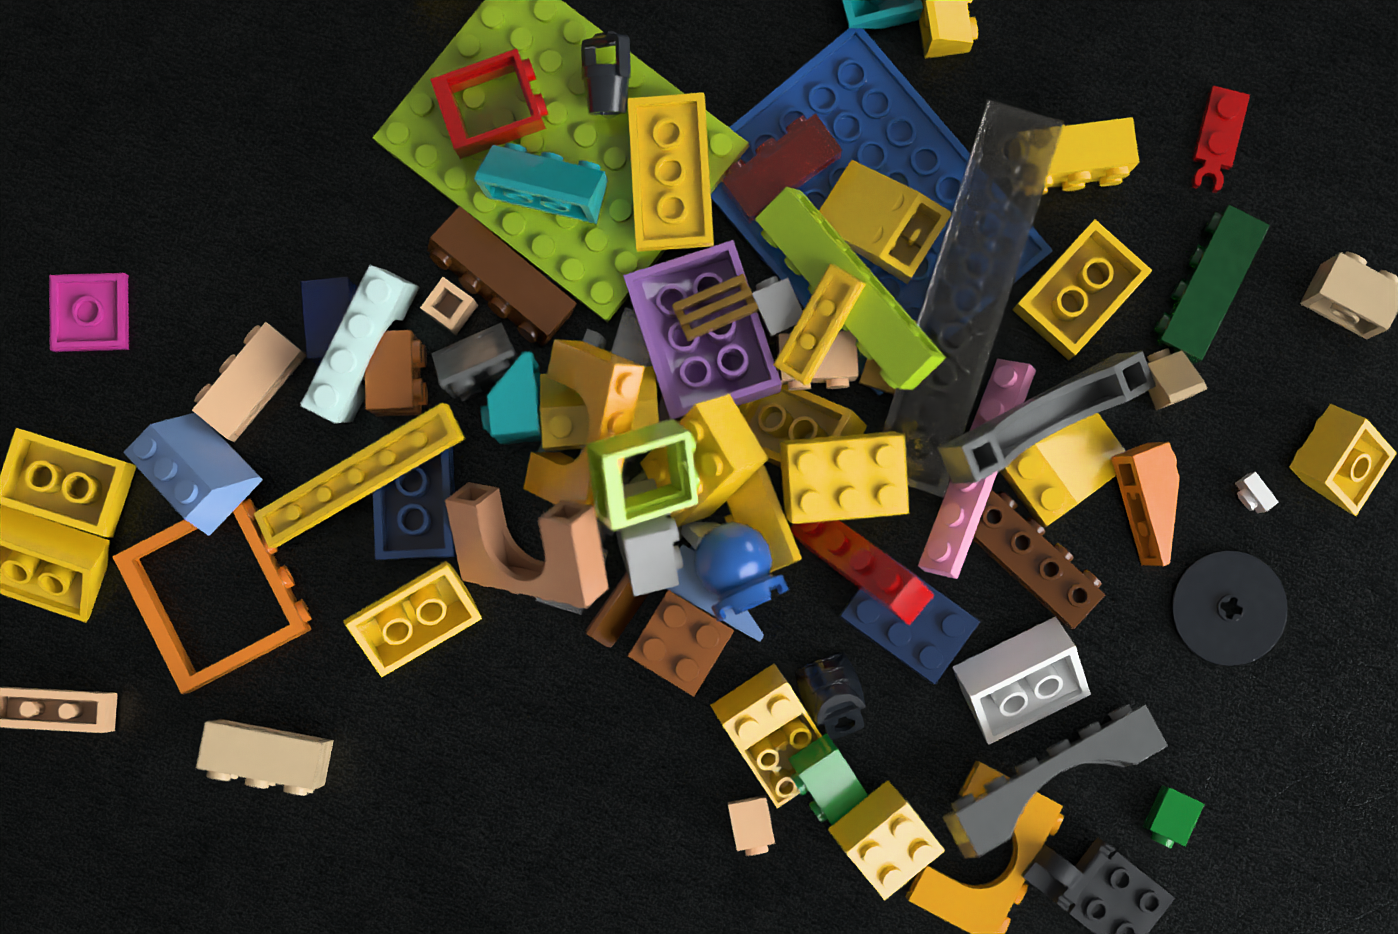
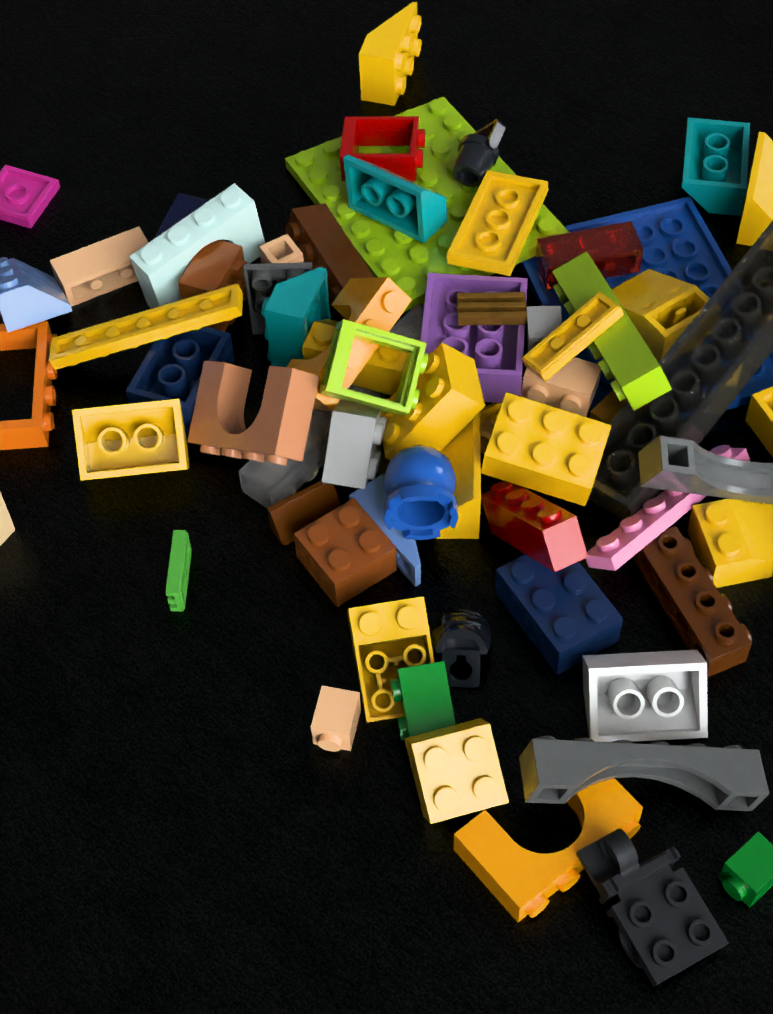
camera: 25 degrees right, 30 degrees down
(527, 729) = (178, 570): none -> bright green tile

